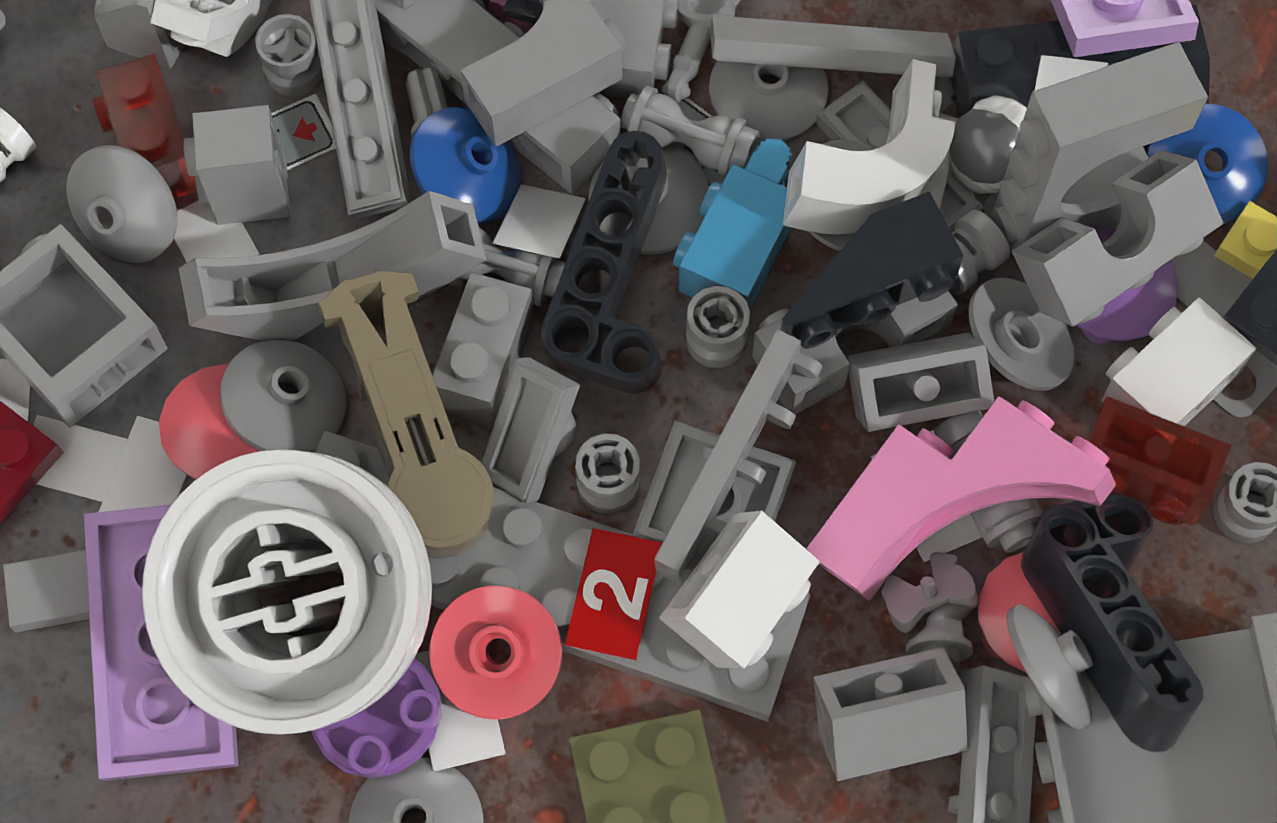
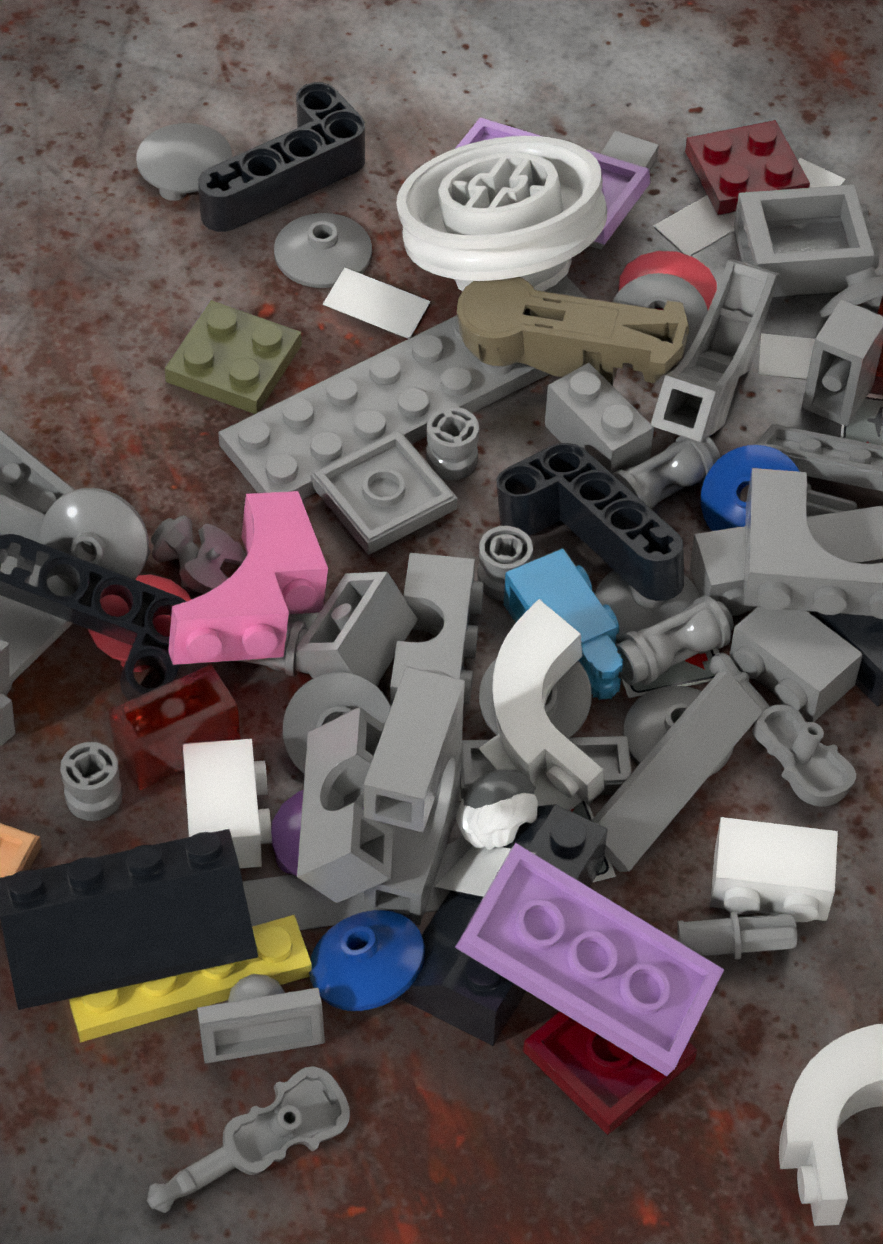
camera: 125 degrees right, 15 degrees down
(144, 472) = (655, 232): white sticker -> none
(389, 732) = (387, 264): medium lavender dish -> none
(463, 660) = (386, 320): coral dish -> none
(530, 429) = (516, 417): light grey tile -> none
(539, 221) = (672, 500): white sticker -> none
(613, 594) = (367, 394): red sticker -> none
(730, 454) = (394, 480): light grey hinge -> none
(741, 591) = (299, 428): white brick -> none
(888, 261) = (450, 623): black slope -> none
(891, 713) = (160, 467): light grey brick -> none

